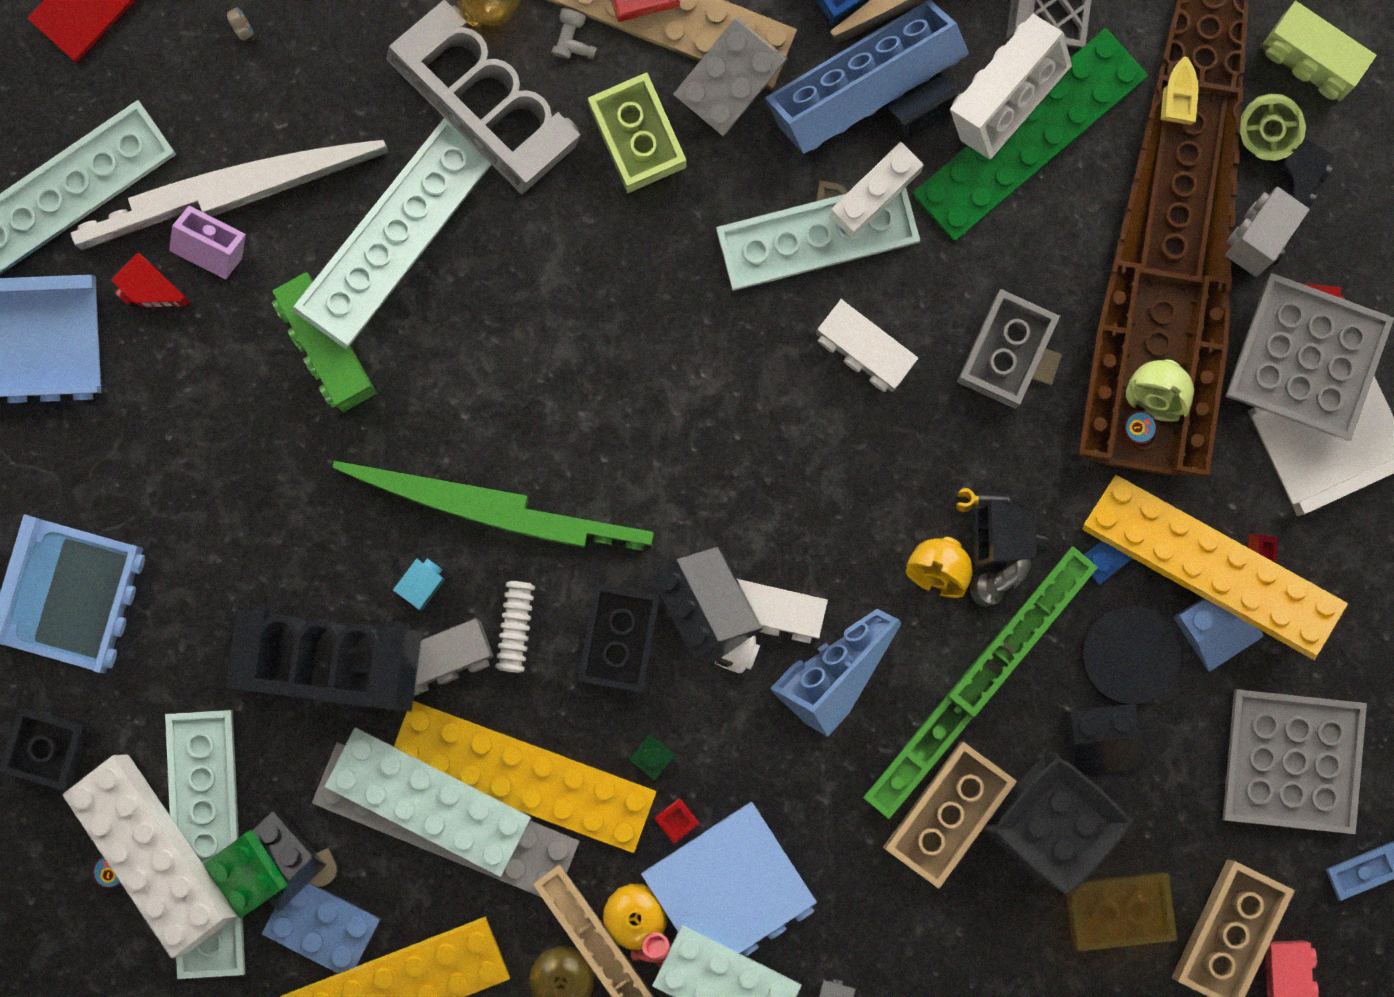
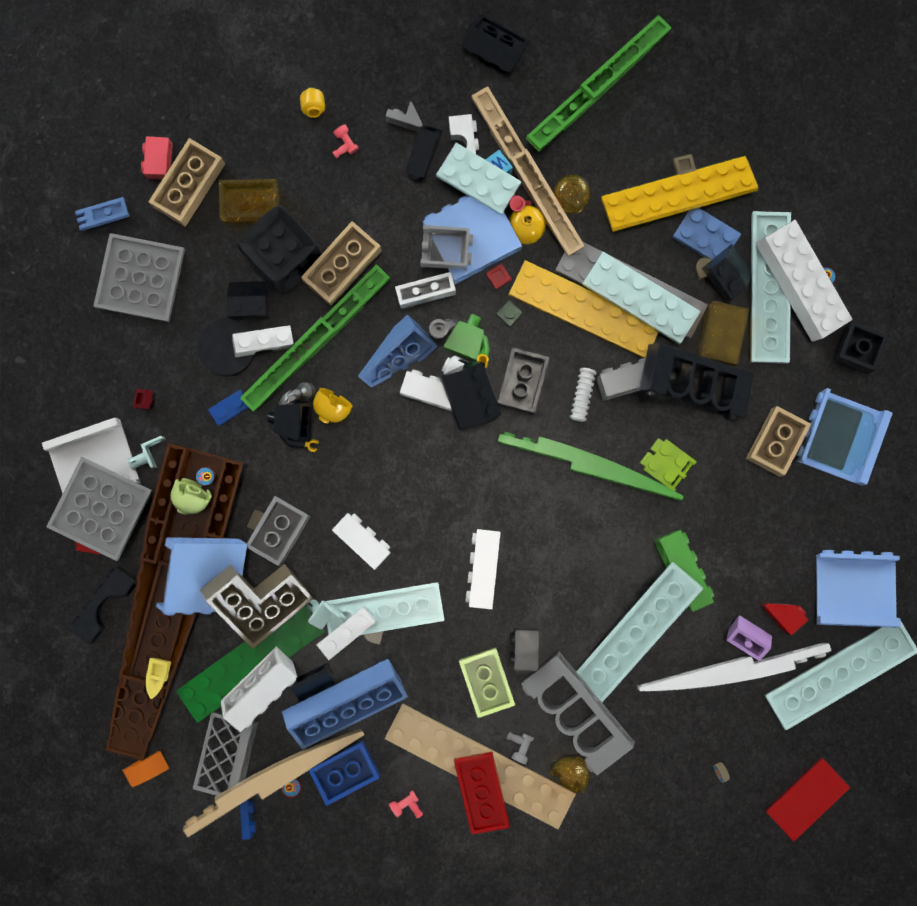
camera: 170 degrees left, 0 degrees up
(177, 575) = (778, 441): none -> tan brick
(245, 874) = (749, 264): green plate -> none
(283, 752) = (723, 332): none -> clear yellow brick
(363, 523) = (666, 463): none -> lime plate
(420, 583) = (636, 424): medium azure brick -> none
(577, 193) = (525, 650): none -> brick
(658, 318) = (484, 569): none -> white brick
(725, 704) = (465, 338): none -> bright green torso
(730, 76) = (427, 711): light grey brick -> none
(771, 855) = (446, 247): none -> window
(800, 781) = (425, 290): none -> white brick
(919, 220) = (322, 613): none -> light aqua bracket
(1029, 212) = (258, 610): none -> dark tan brick
(1070, 667) = (254, 341): none -> white arch
(1121, 260) = (194, 565): none -> light blue panel
(1215, 567) = (171, 390): yellow plate -> none
(1215, 632) = (173, 360): medium blue slope -> none
(1246, 453) = (146, 456): none -> light aqua bracket
(1265, 231) = (115, 584): light grey brick -> none
(1276, 139) = (104, 651): yellowish green cylinder -> none
(1317, 52) = (70, 694): yellowish green brick -> none

